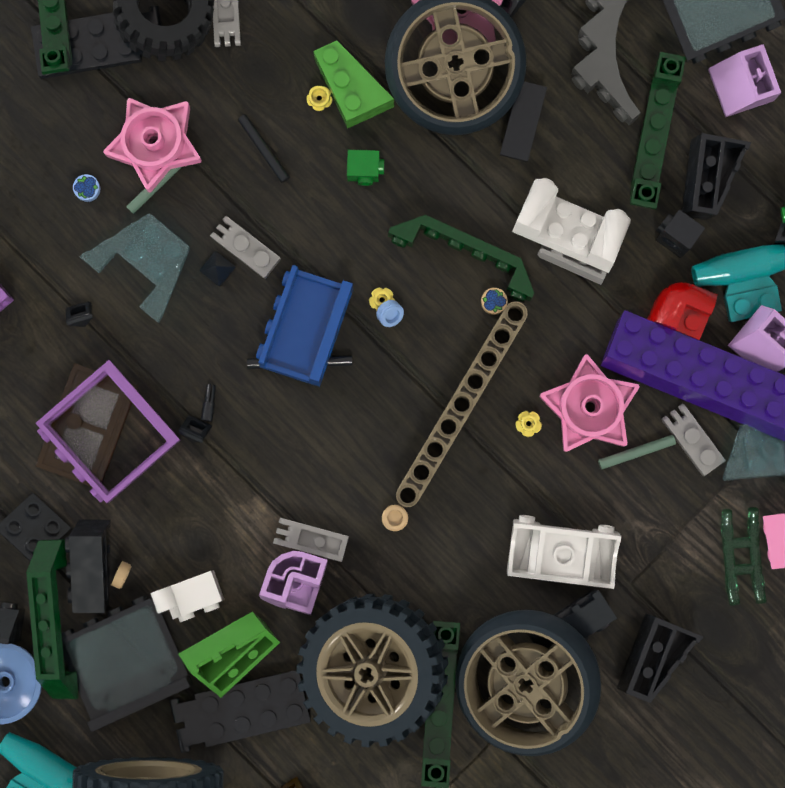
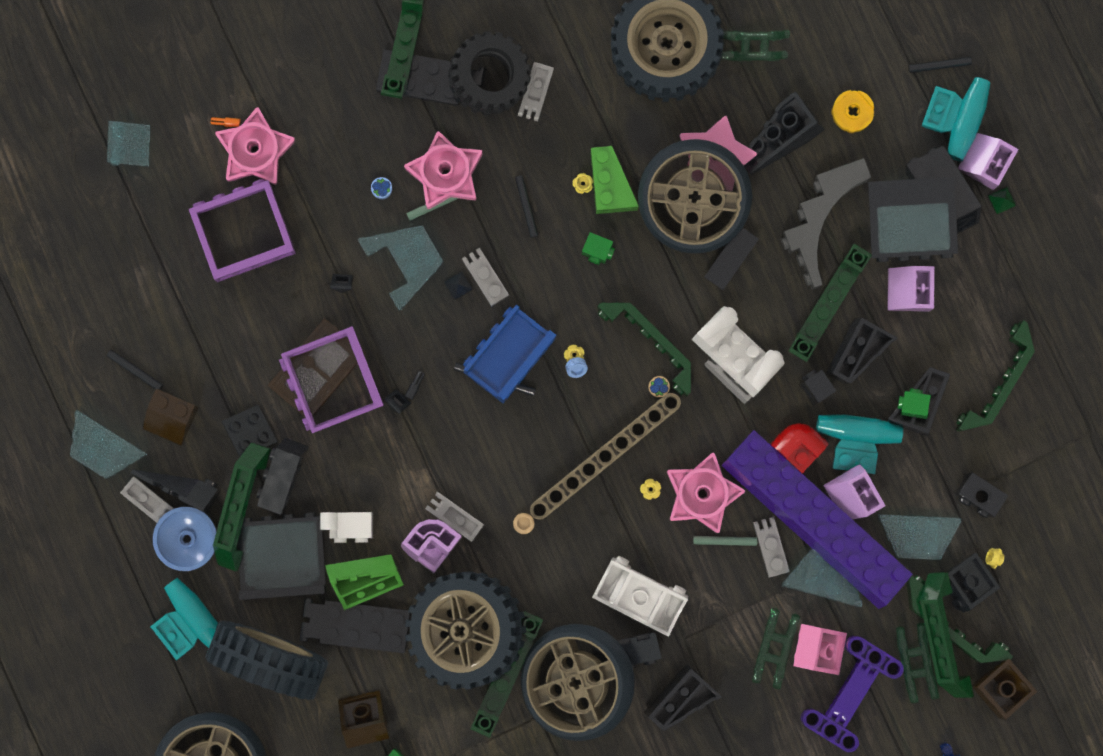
camera: 15 degrees right, 0 degrees up
(121, 575) = (302, 491): tan tile -> none

